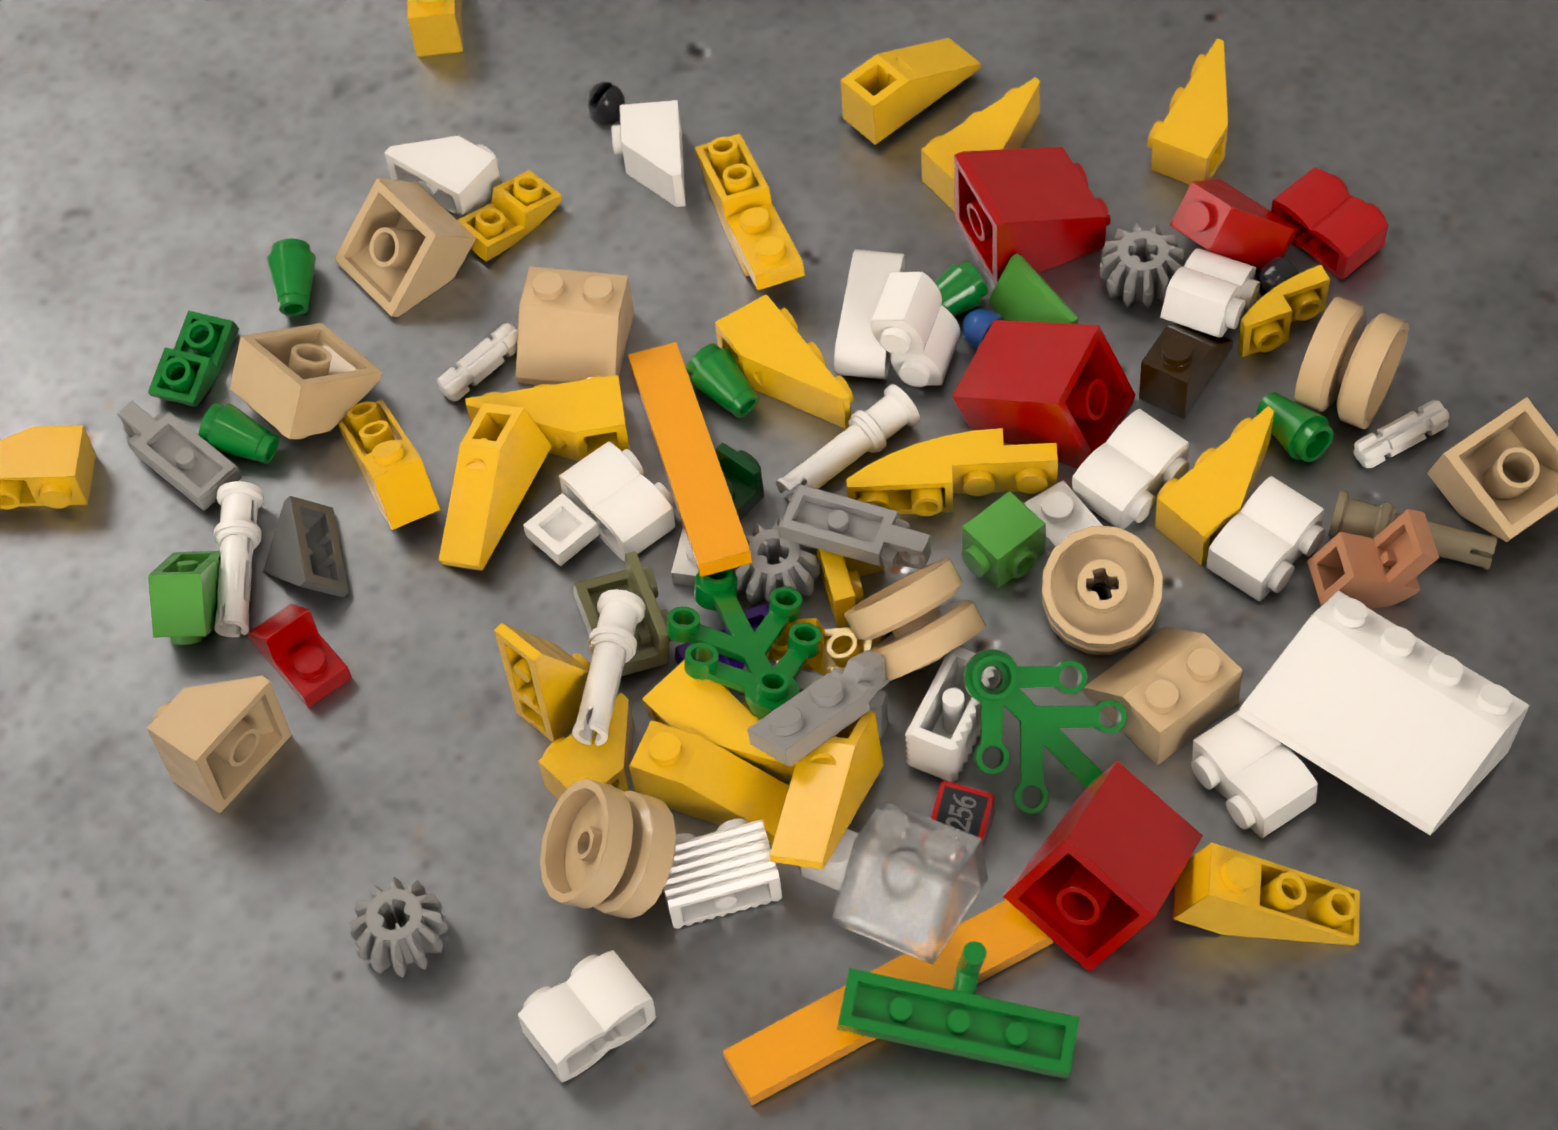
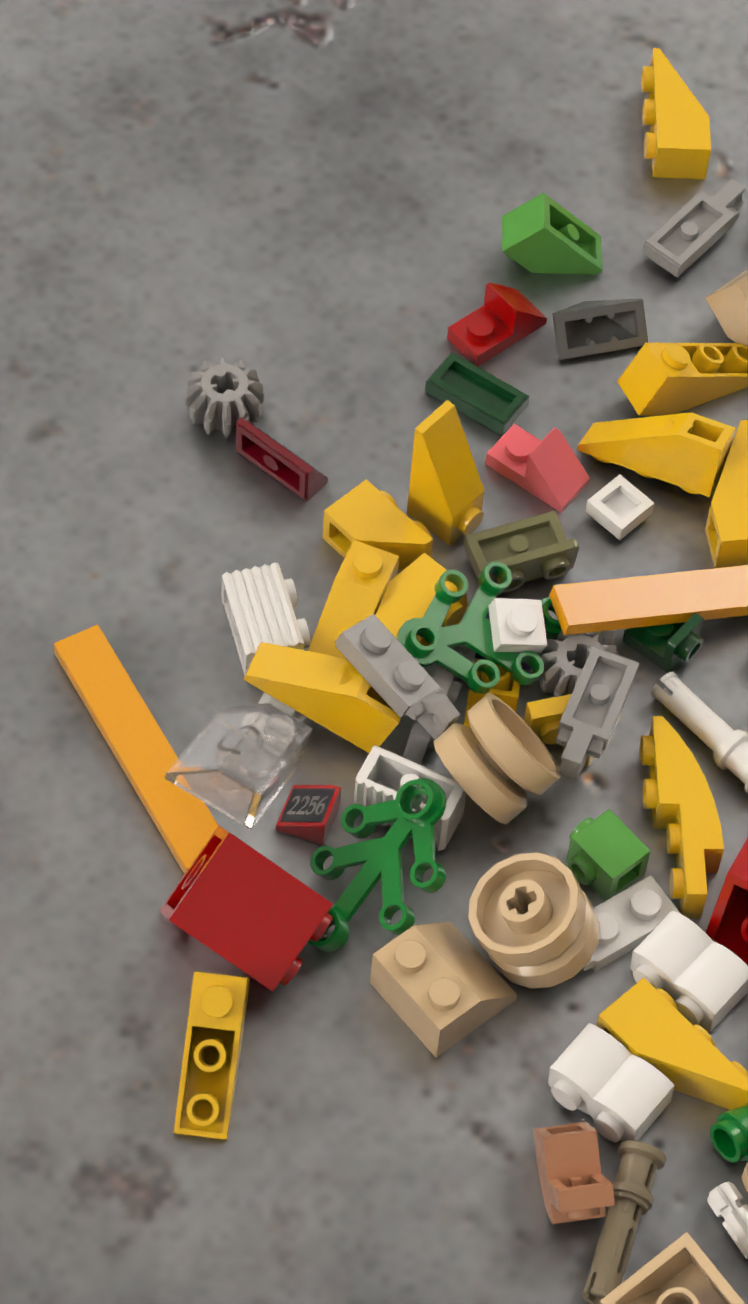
camera: 80 degrees right, 0 degrees up
(219, 736) = (391, 258): tan slope -> none
(237, 434) = (720, 263): green cone -> none
(237, 538) = (611, 274): white pin -> none
(394, 672) = (477, 393): none -> dark green tile
(487, 869) = (278, 460): none -> dark red slope
(506, 596) = (540, 467): none -> coral slope
(586, 1014) = (135, 526): white brick -> none
(607, 849) = (271, 529): tan wheel -> none
(611, 648) = (474, 526): white pin -> none
(619, 499) = (651, 543): white brick -> none
(742, 605) = (517, 625): none -> white plate
(958, 1019) = (104, 789): green plate -> none
(1255, 773) = (347, 1049): white brick -> none
(1385, 712) = (393, 1156): white slope -> none

